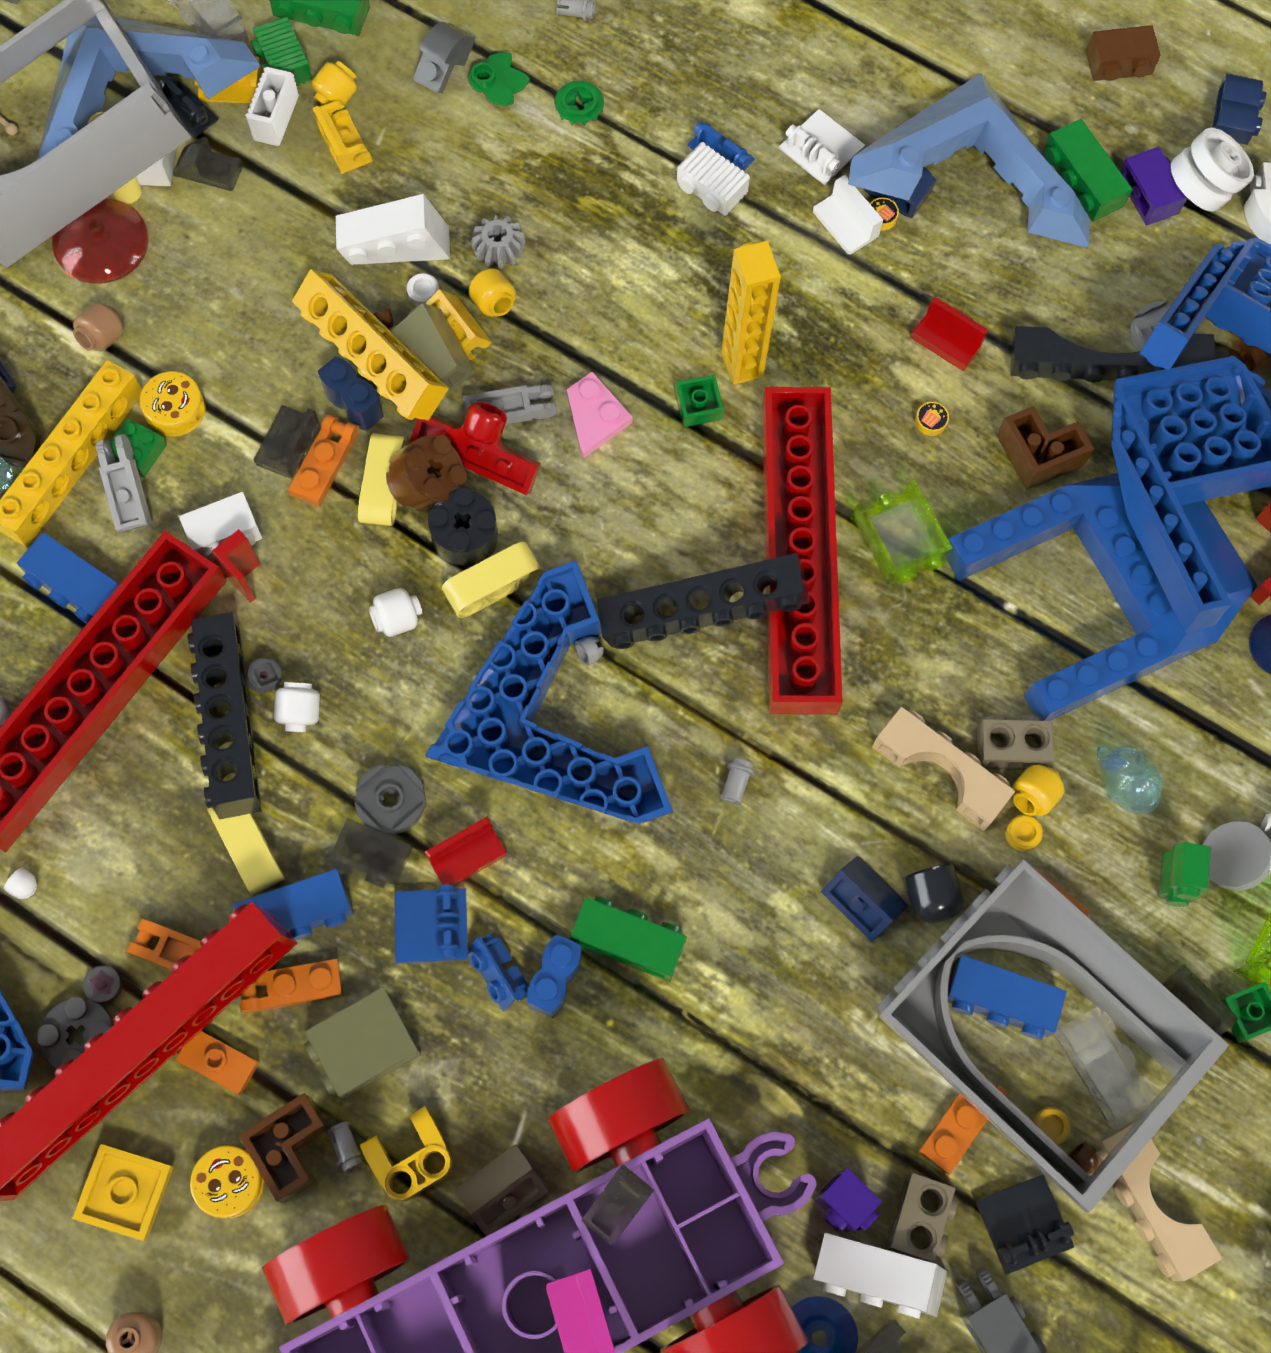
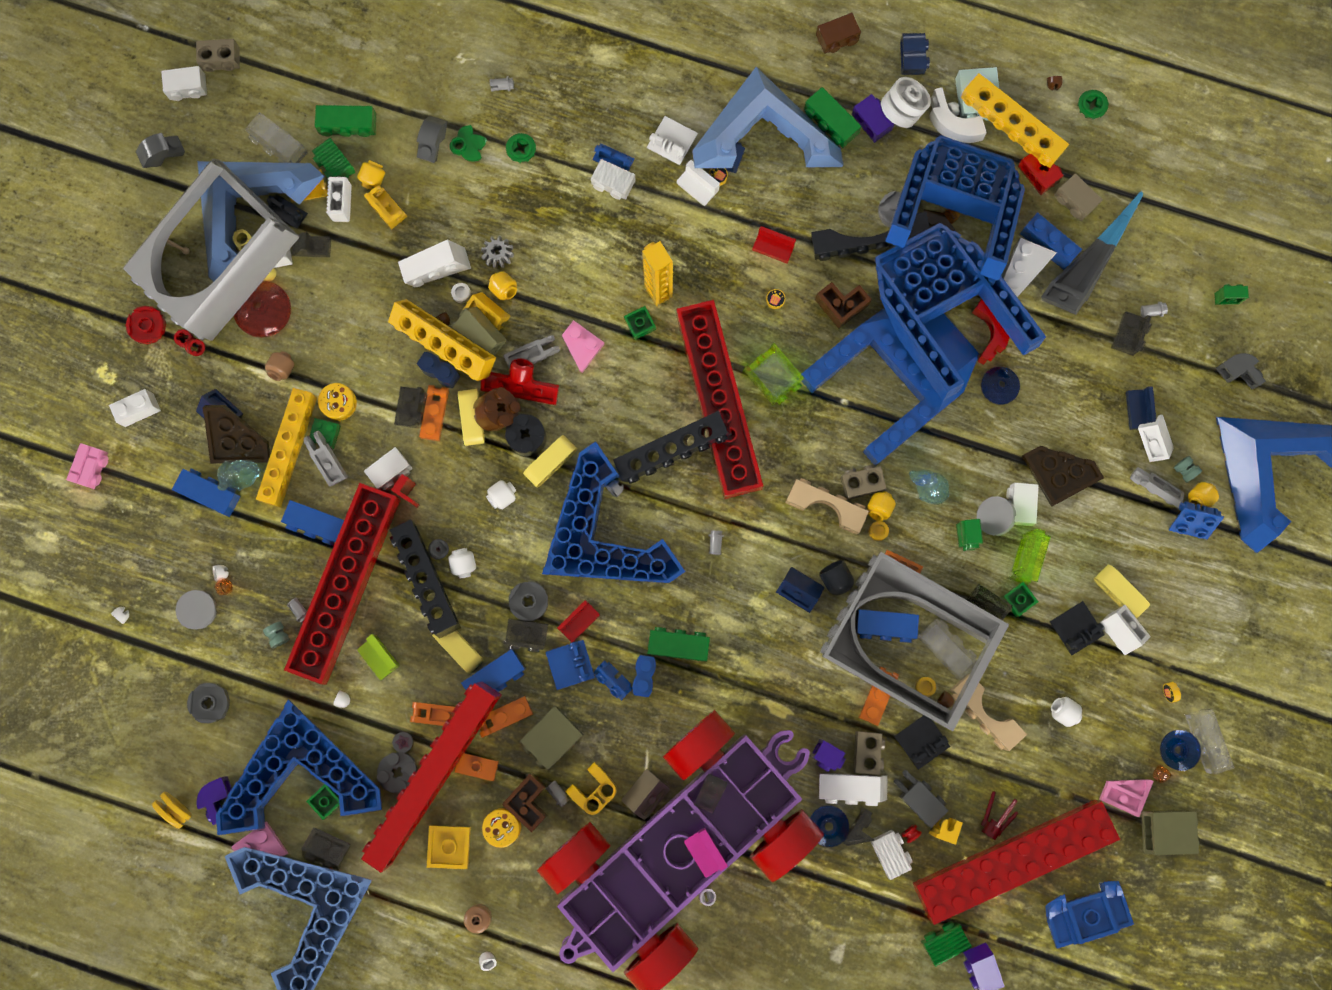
camera: 10 degrees left, 10 degrees up
(107, 828) = (378, 657): none -> lime panel

